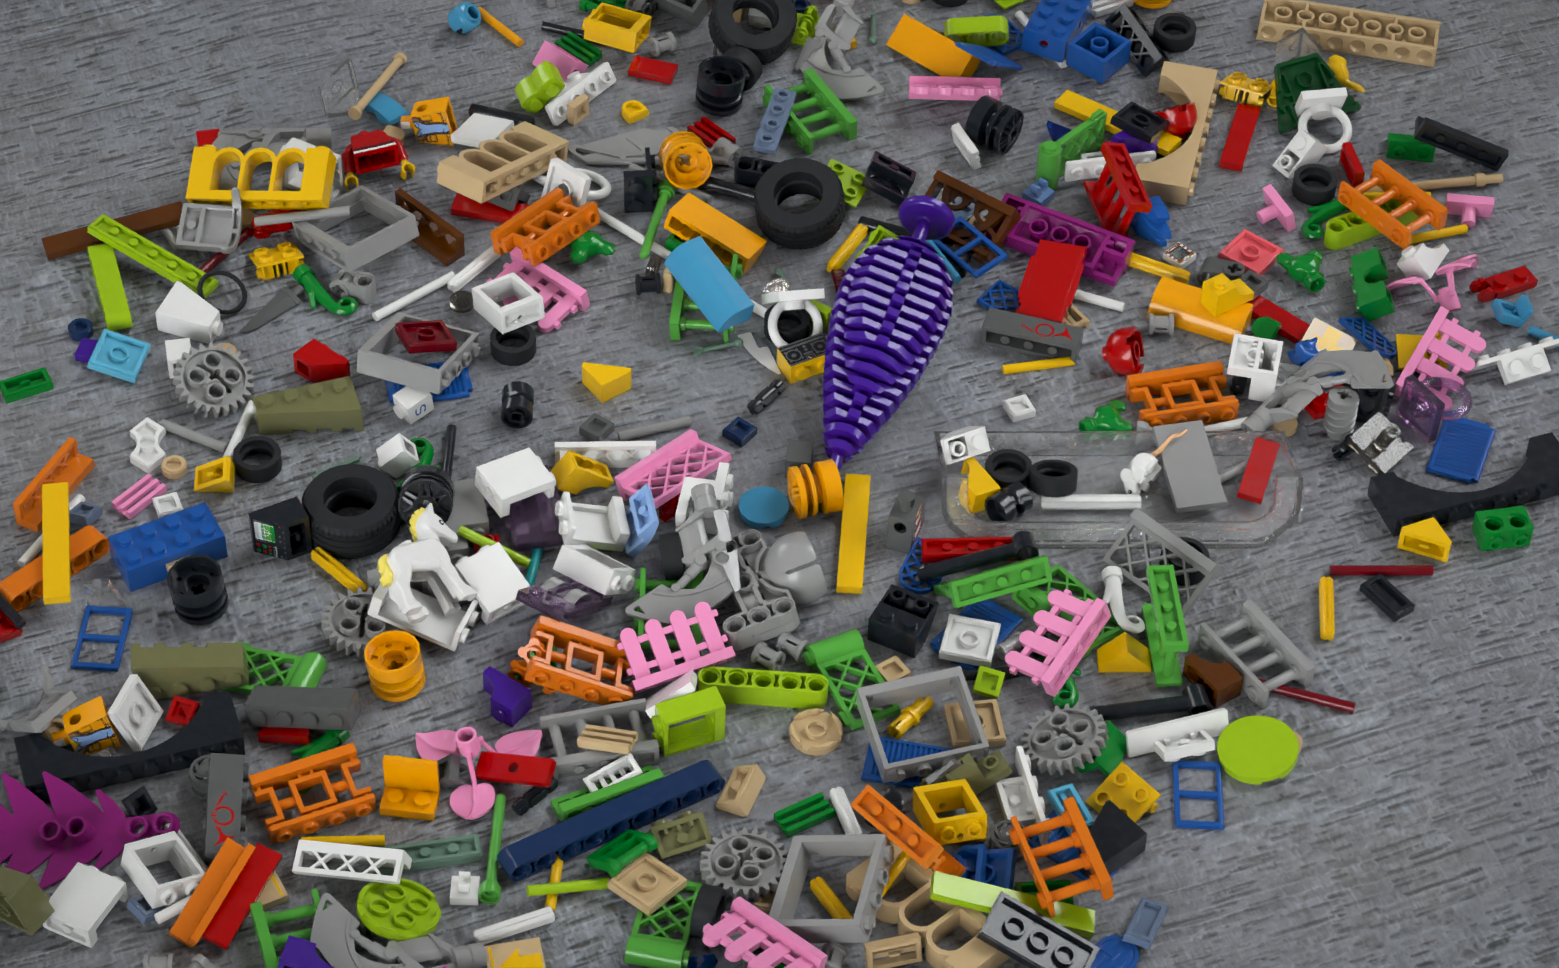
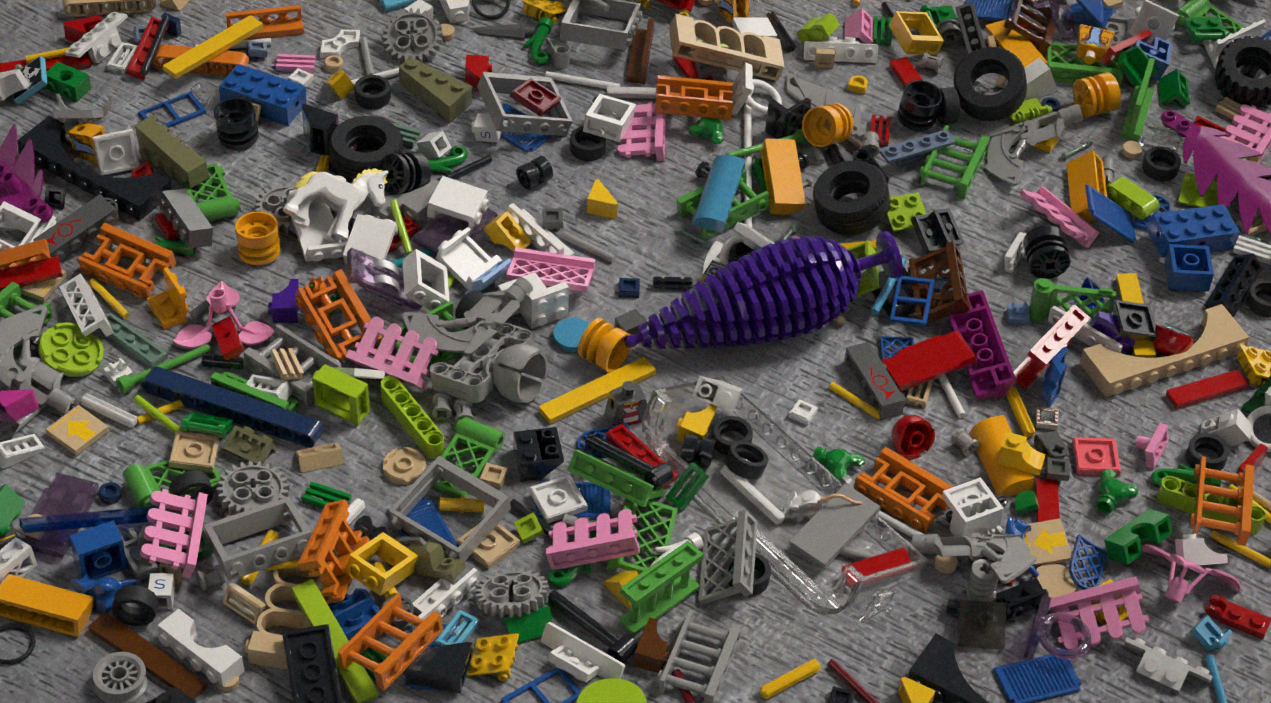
camera: 50 degrees right, 0 degrees up
(1047, 515) = (690, 488): none -> green tile

